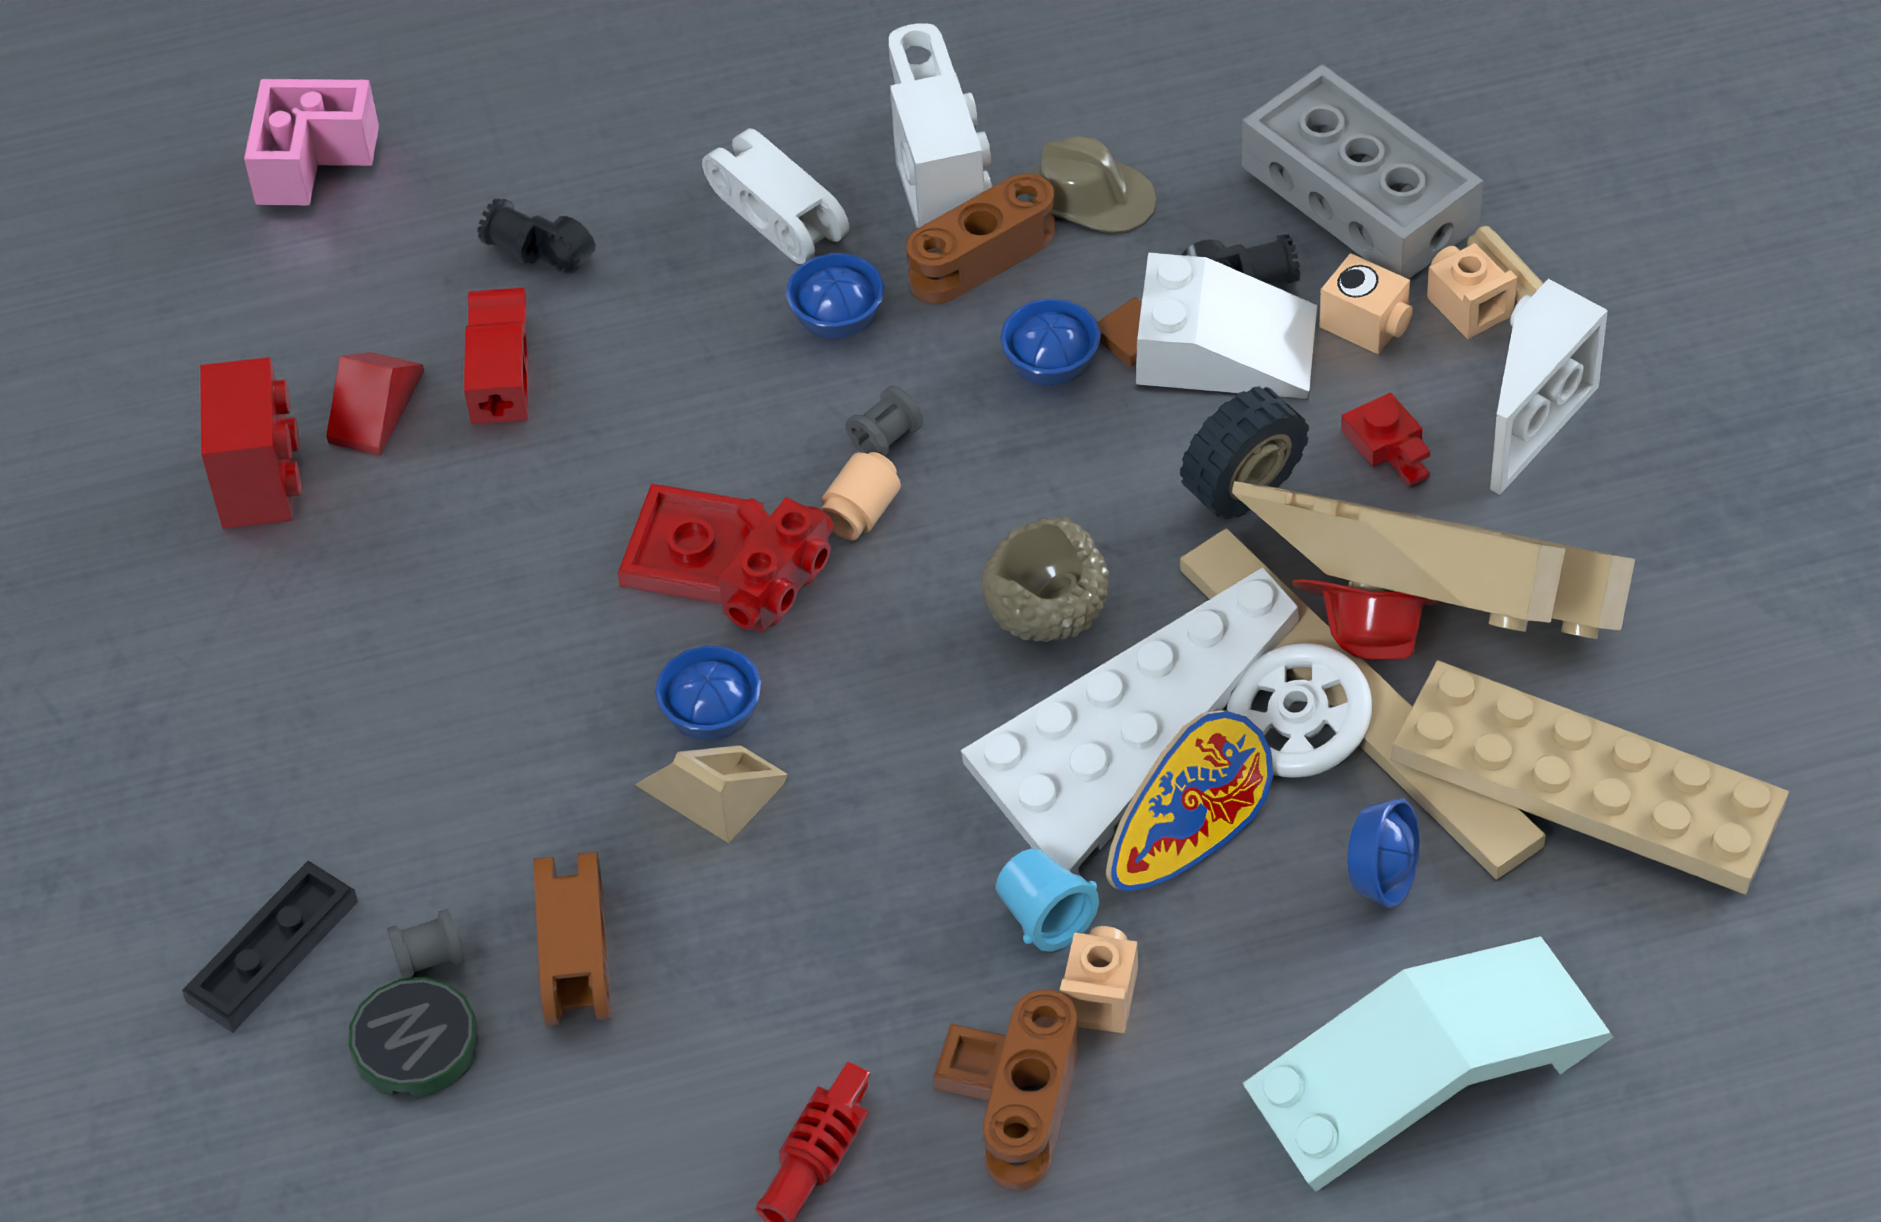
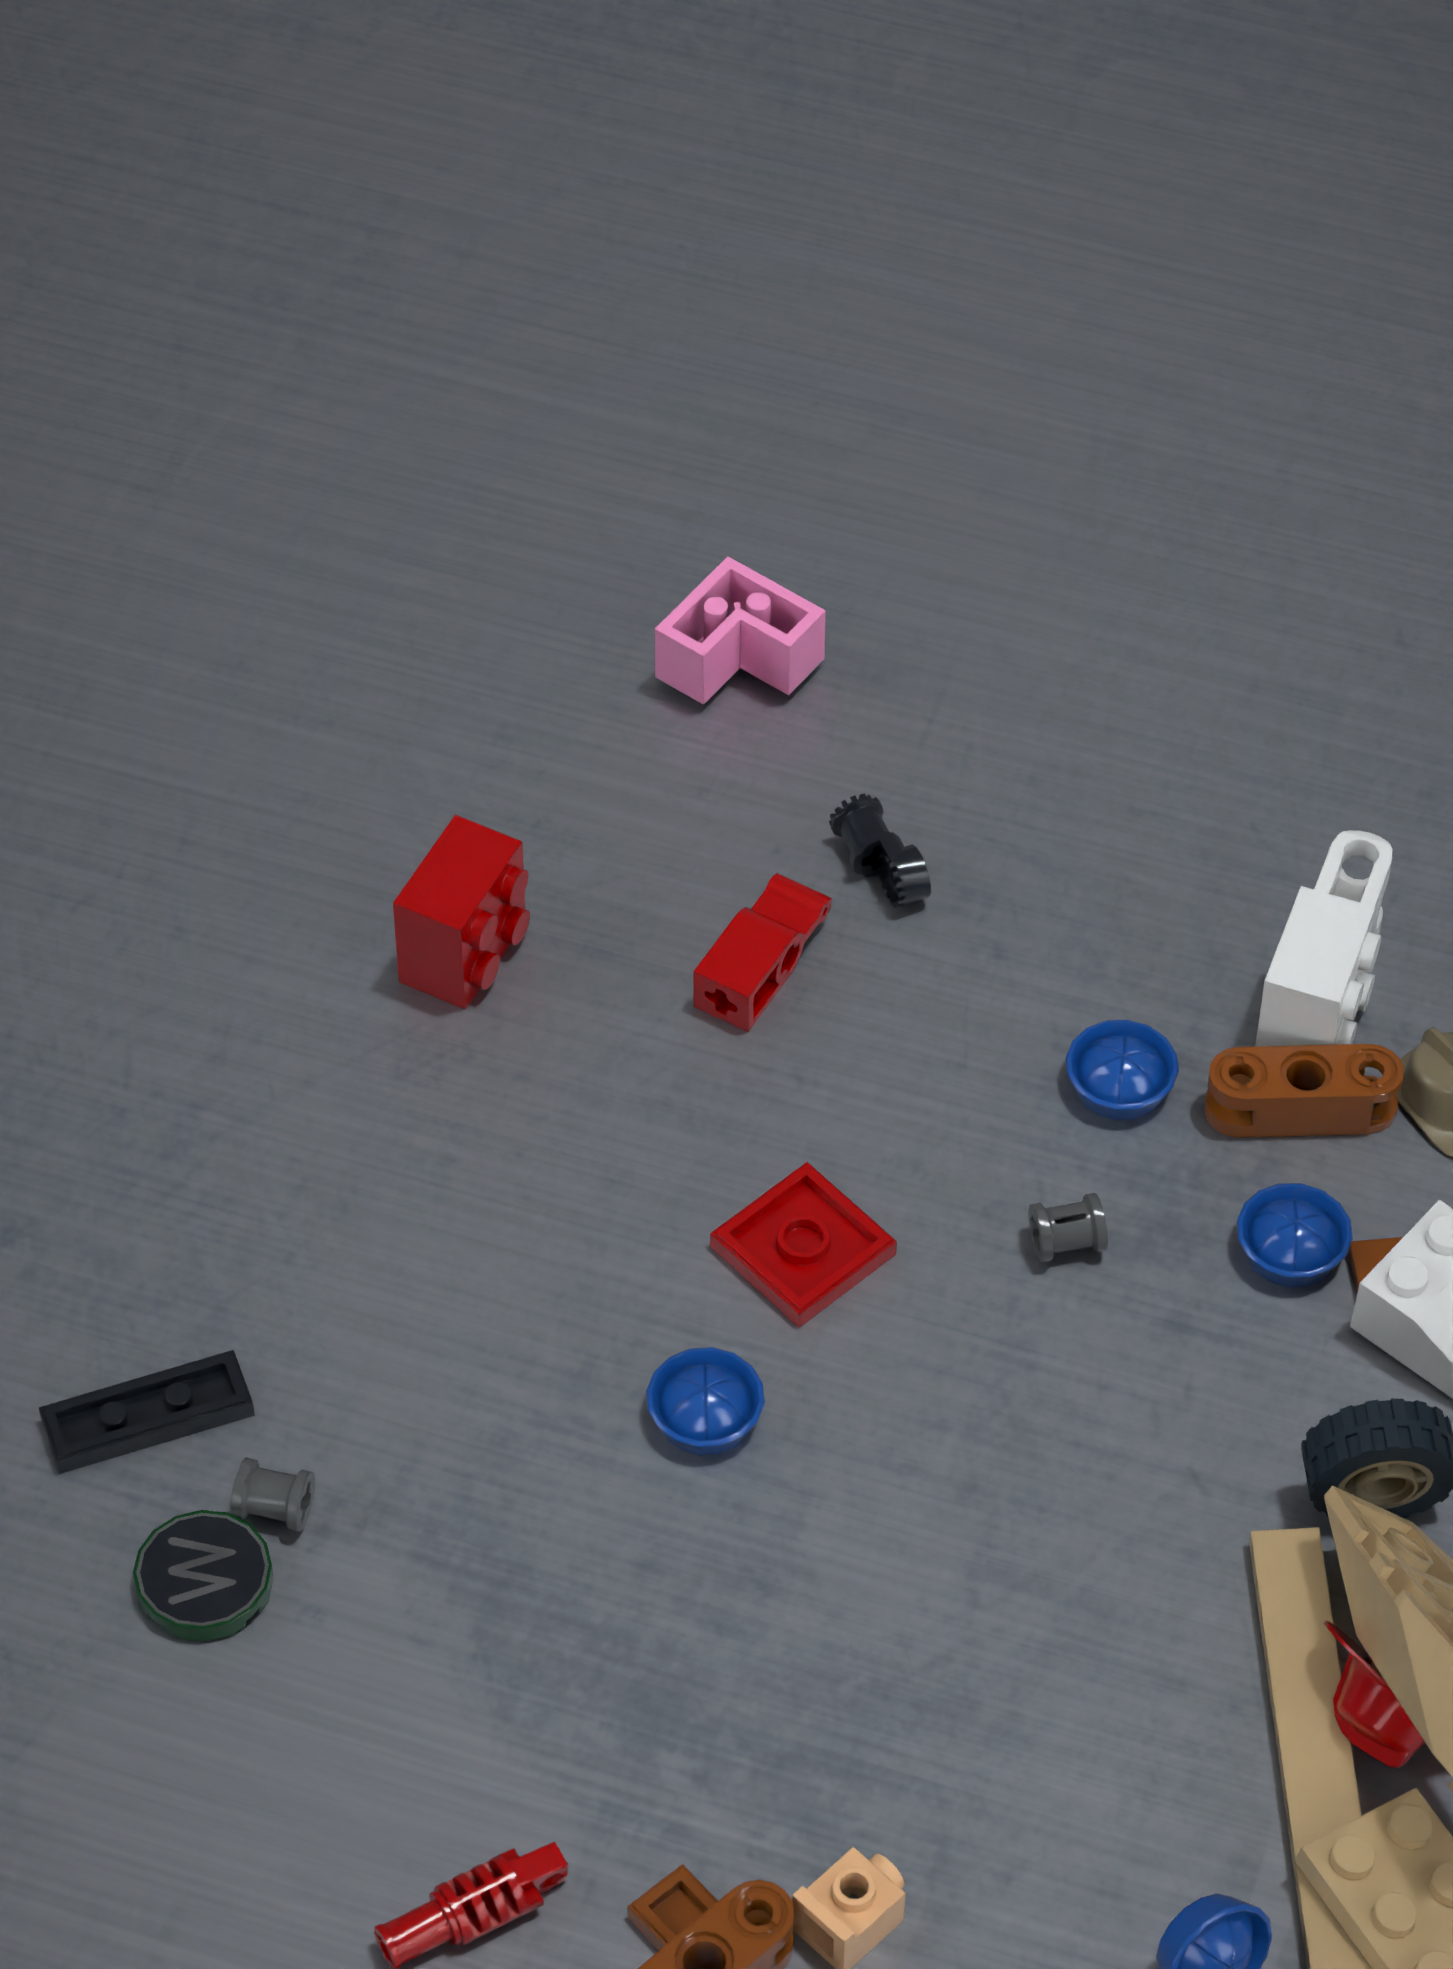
camera: 30 degrees right, 0 degrees up
(370, 399) = (616, 928): red slope -> none
(571, 938) = (403, 1566): dark orange piece -> none
(716, 787) = (649, 1501): tan slope -> none
(775, 195) = (1137, 936): white piece -> none
(776, 561) = (855, 1309): red brick -> none
(860, 494) = (990, 1286): light nougat brick -> none
(1046, 580) = (1091, 1478): dark tan hair -> none
(1047, 899) = (858, 1798): medium azure piece -> none
(1084, 751) = (1058, 1669): white wing -> none
(1191, 800) = (1066, 1784): shield -> none
(1347, 720) = (1282, 1794): white plate -> none

